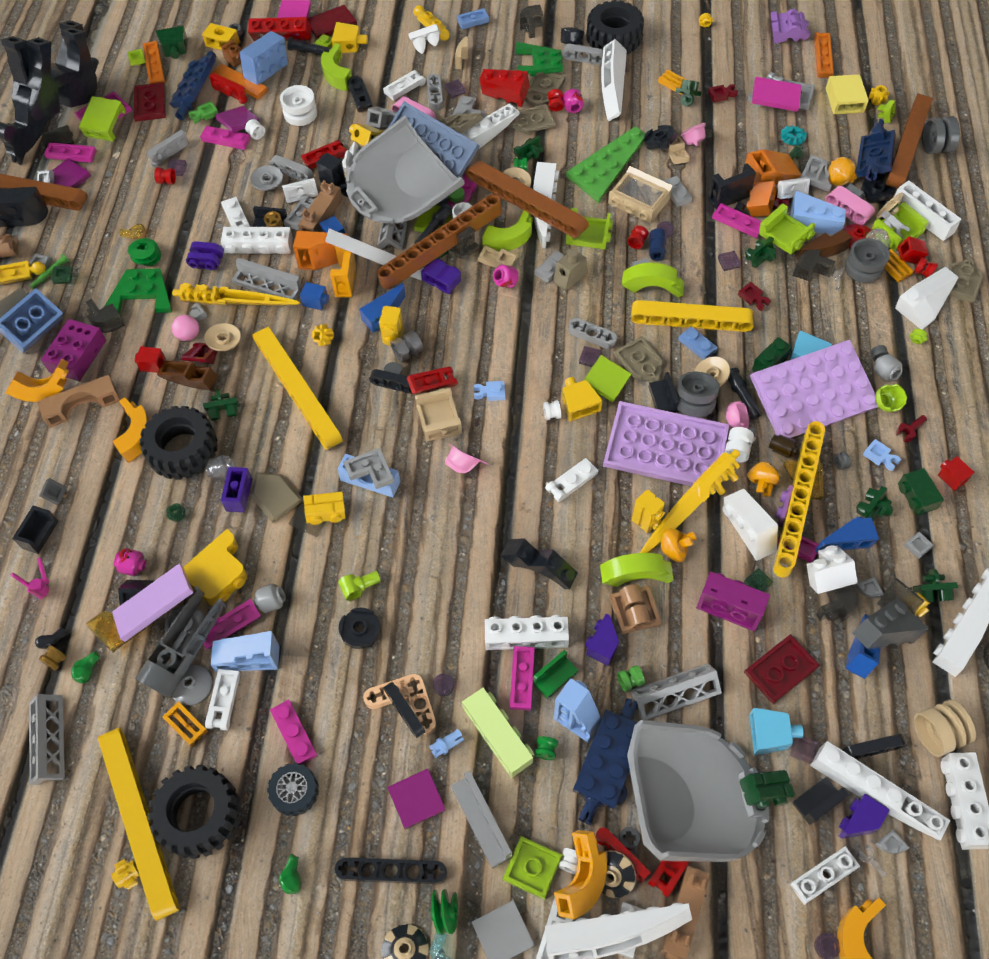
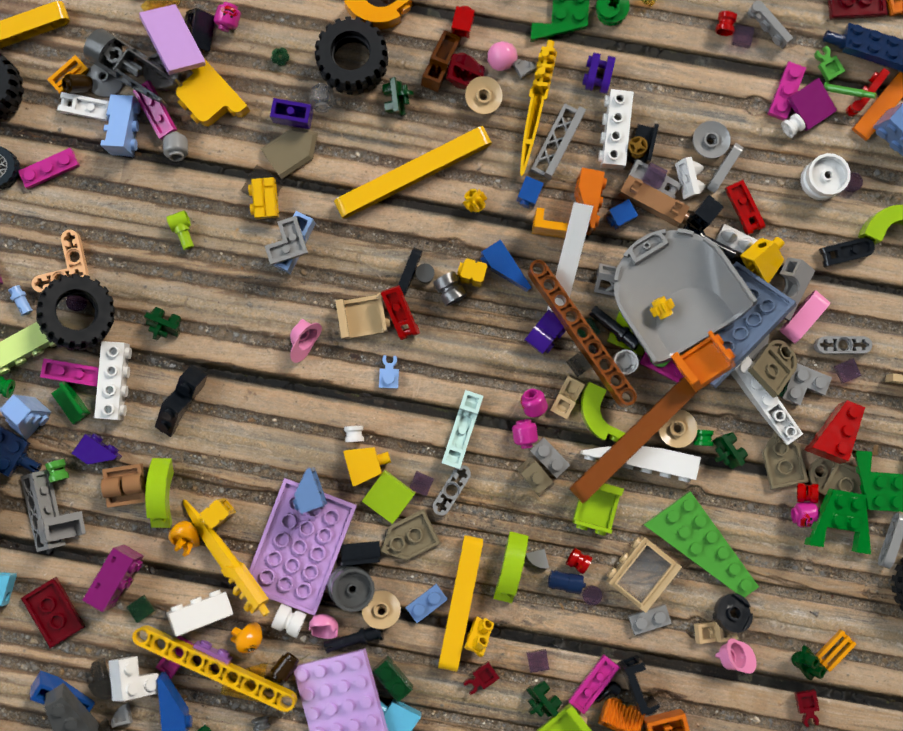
camera: 90 degrees right, 25 degrees up
(196, 706) = (77, 83): none -> dark brown brick
(228, 92) = (849, 91): none -> bright green piece
(234, 213) = (659, 105): white plate -> none
(297, 207) = (654, 175): none -> clear purple tile
(361, 639) = (132, 219): black plate -> none
(404, 85) = (856, 308): white plate -> none
(404, 710) = (48, 264): black beam -> none
(414, 187) = (662, 307): none -> yellow gear
(457, 153) = (705, 361): none -> orange panel
(461, 686) = (75, 286): none -> black tyre
(462, 592) = (160, 326): none -> dark green hips
(533, 281) = (525, 433): none -> dark pink head
(536, 330) = (462, 429): none -> light aqua slope
(571, 76) = (845, 512): none -> green wing
(572, 480) = (273, 445): white plate -> none
(613, 78) = (842, 571): white slope -> none
(613, 427) = (309, 492): none -> medium blue slope
(688, 662) = (61, 527): none -> light grey panel
(720, 298) = (479, 635): none -> yellow hips

